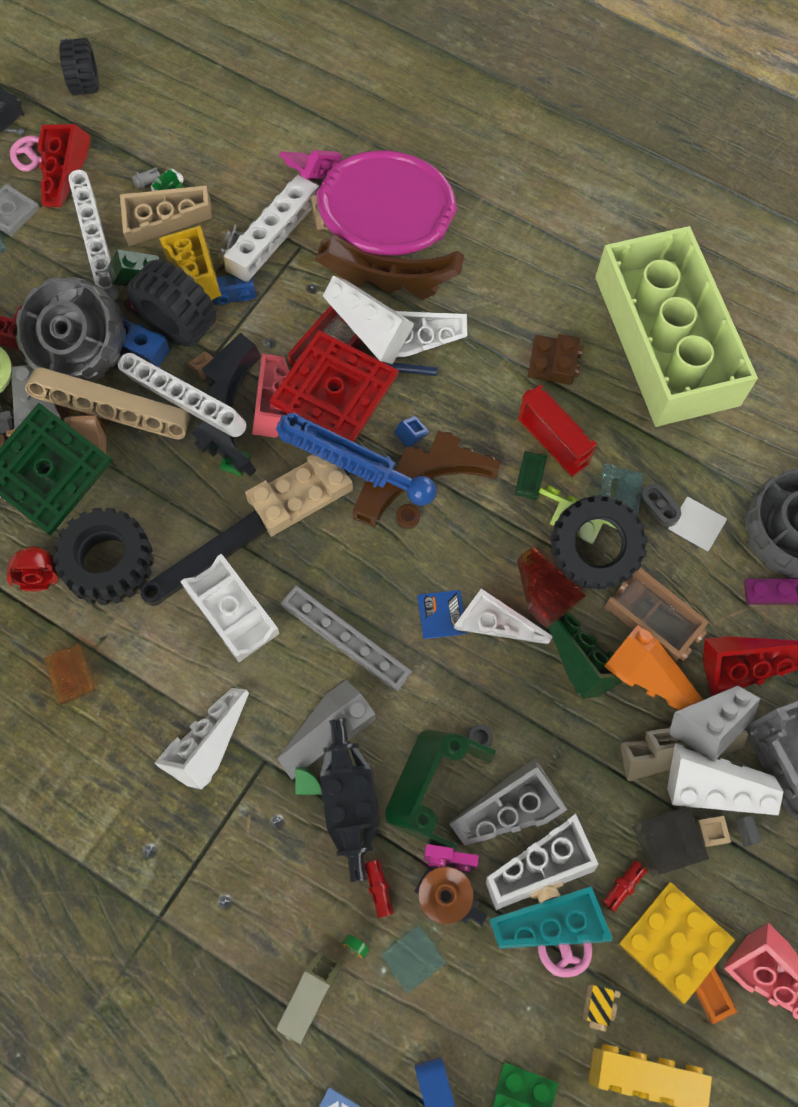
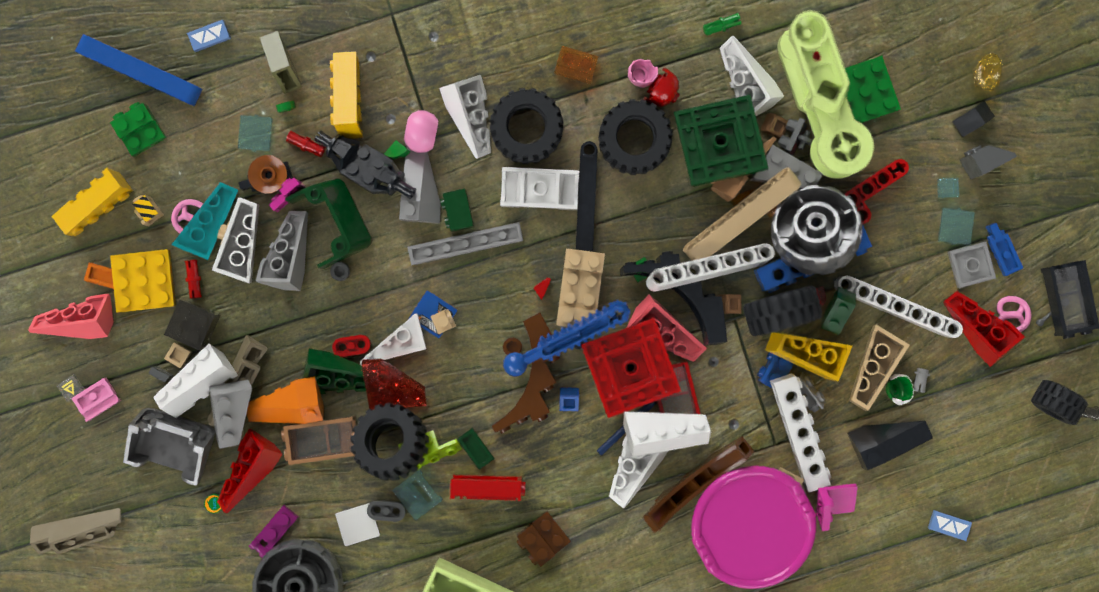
camera: 135 degrees right, 20 degrees up
(30, 601) = (642, 73): none -> bright pink hair
(155, 642) = (518, 101): none -> black tyre
(225, 166) = (884, 442): none -> black wedge
(254, 83) = (949, 525): none -> medium blue tile
(264, 769) = (421, 131): none -> bright pink piece
(286, 886) = (346, 94): none -> yellow wedge
(318, 669) = (457, 210): none -> dark green brick
(326, 530) = (542, 287): none -> red slope
(440, 594) = (443, 321): none -> tan brick
(543, 662) = (352, 346): none -> red plate

